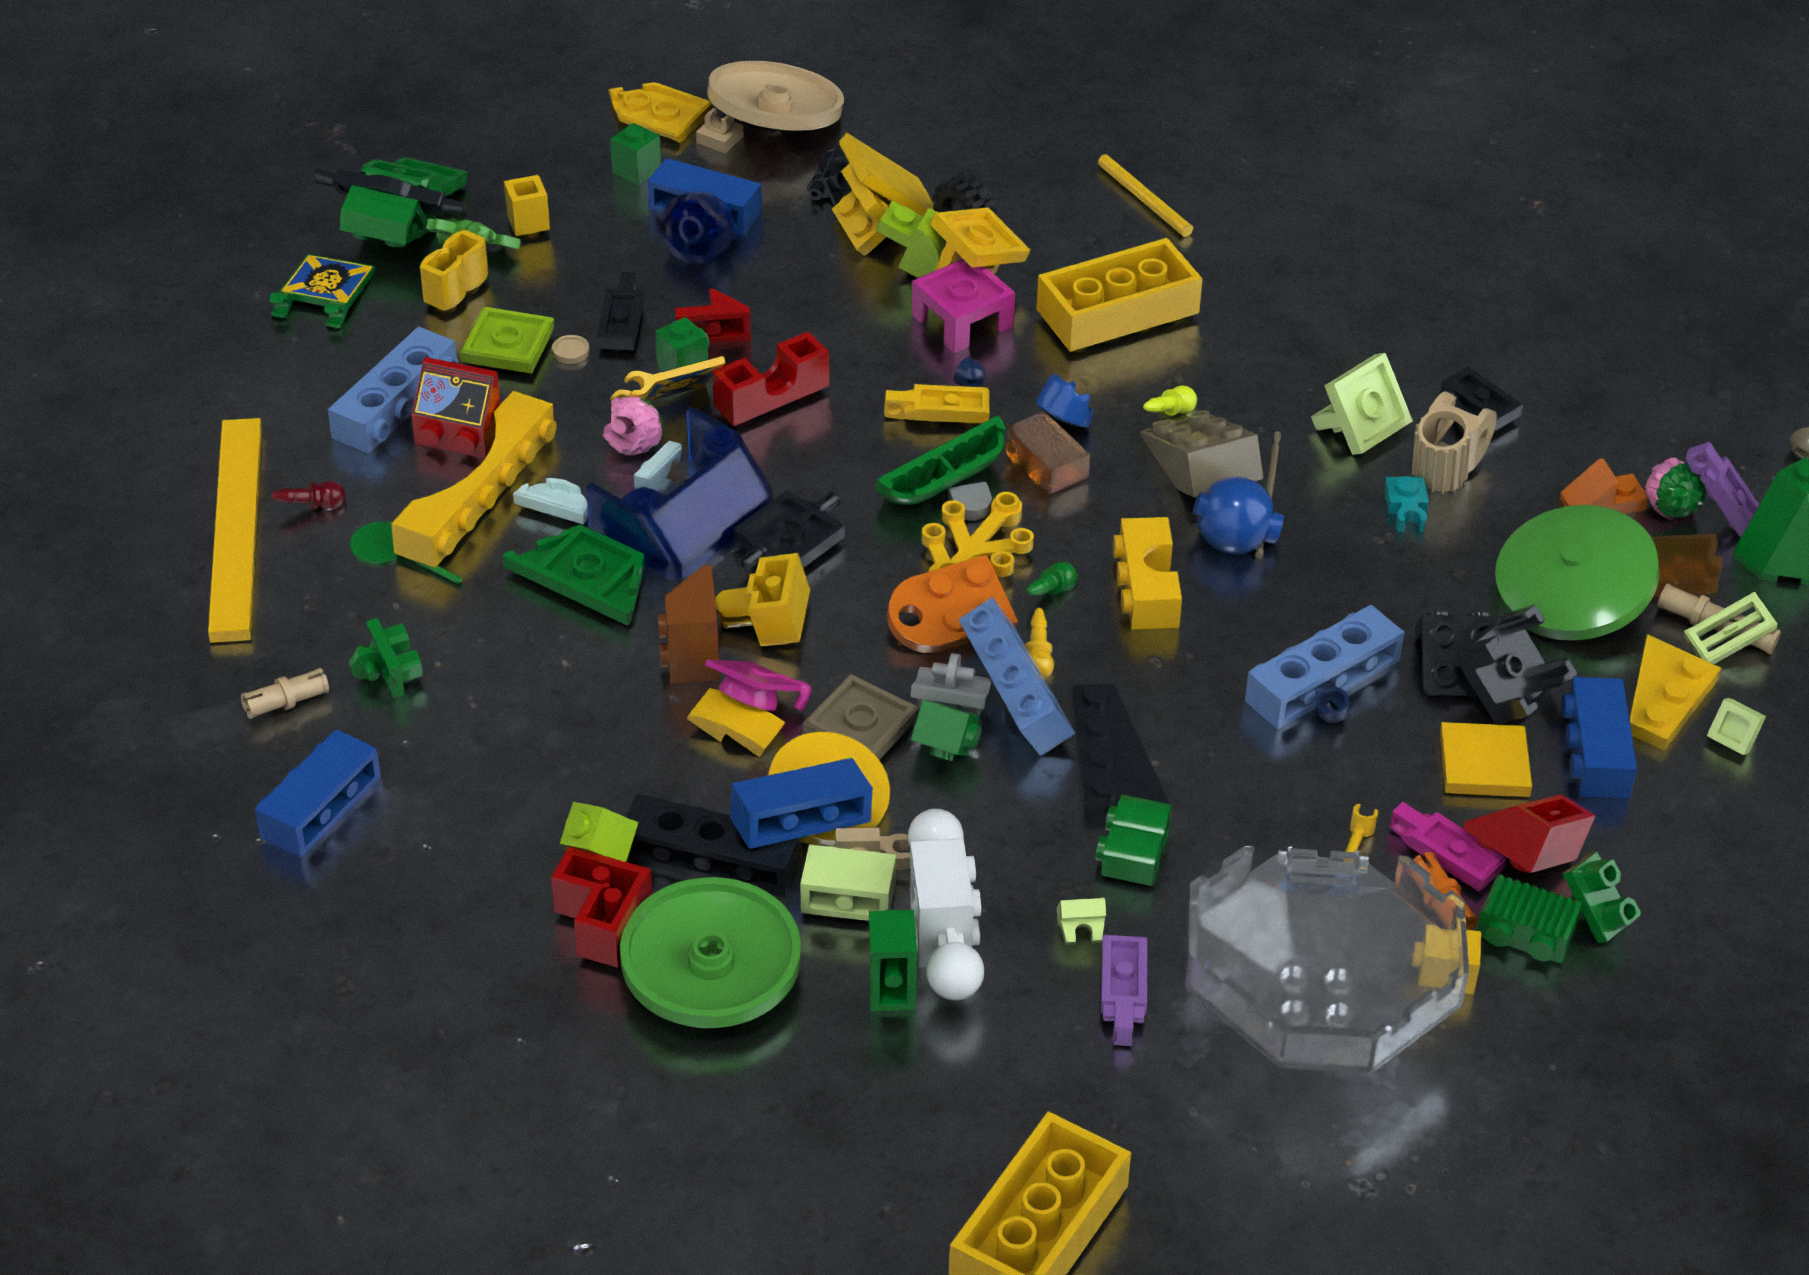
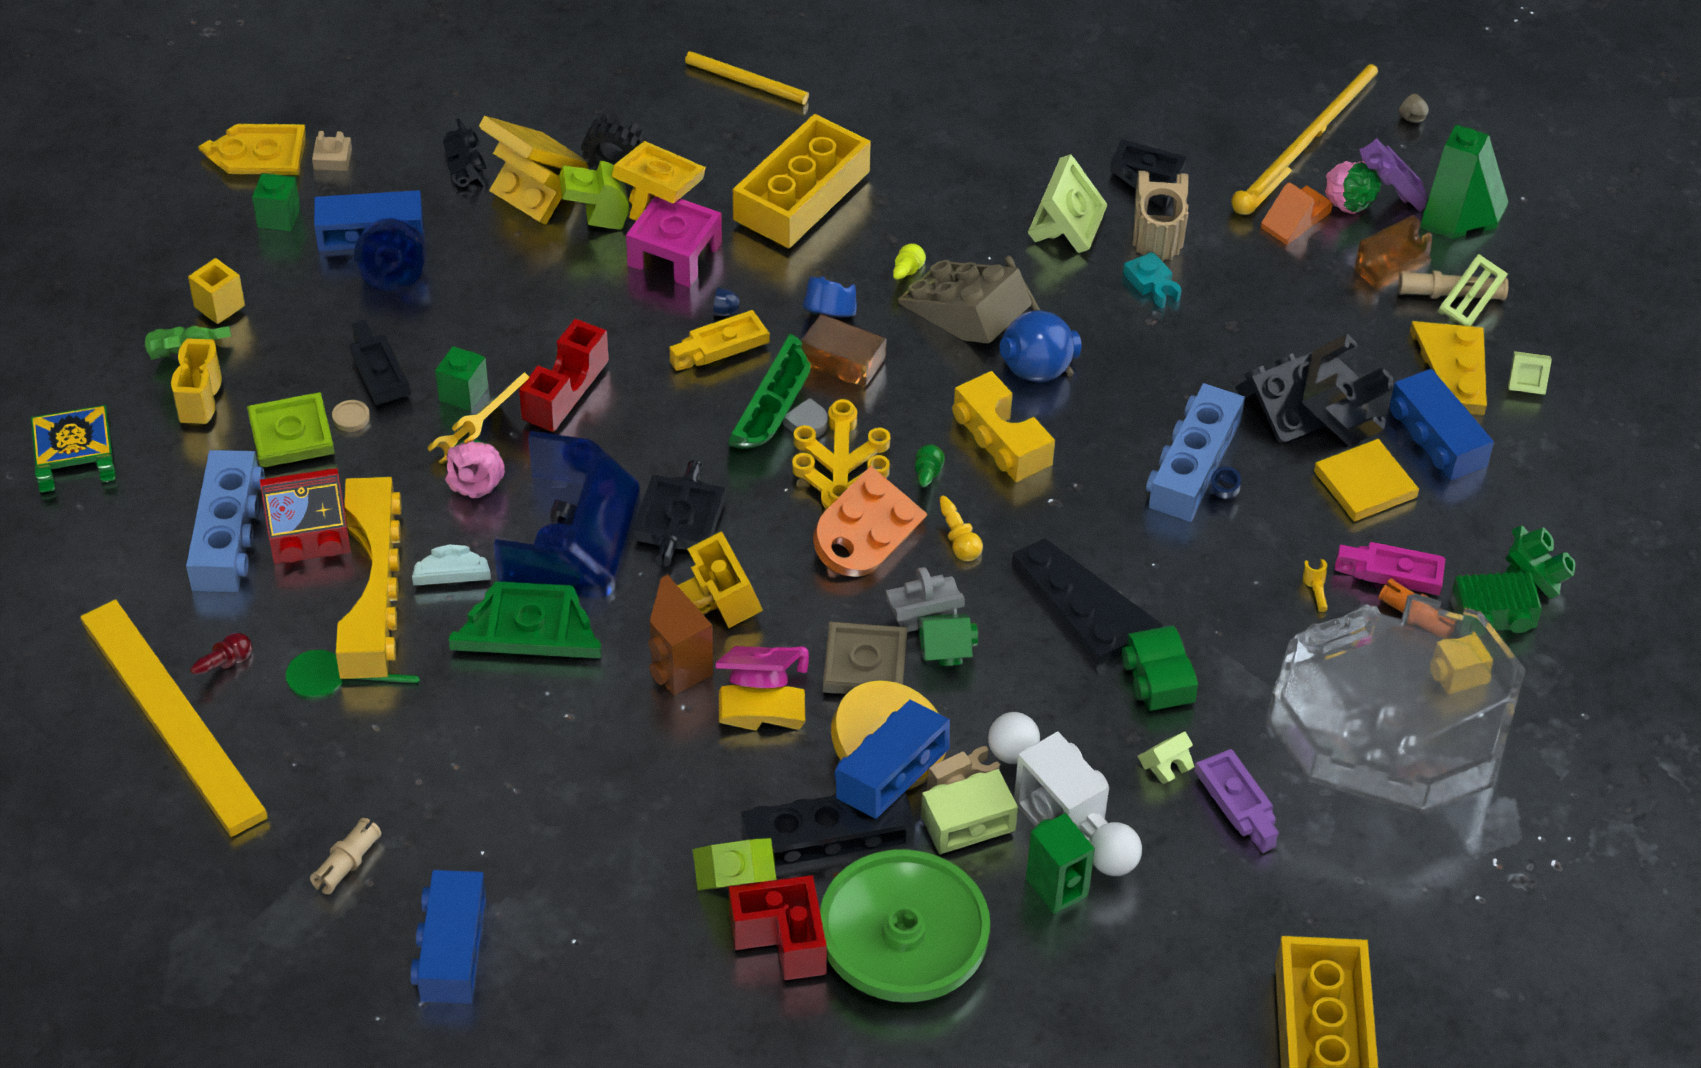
camera: 30 degrees left, 5 degrees up
(381, 657) = (411, 785): green hips -> none
(395, 198) = (90, 330): green piece -> none
(655, 470) = (524, 505): light aqua plate -> none
(721, 320) = (471, 332): red slope -> none
(775, 95) = (365, 98): tan dish -> none
(1016, 676) = (970, 565): medium blue brick -> none
(1535, 832) = (1452, 526): red slope -> none
(1560, 467) = (1247, 201): none -> yellow bar
(1582, 570) = (1331, 285): bright green dish -> none

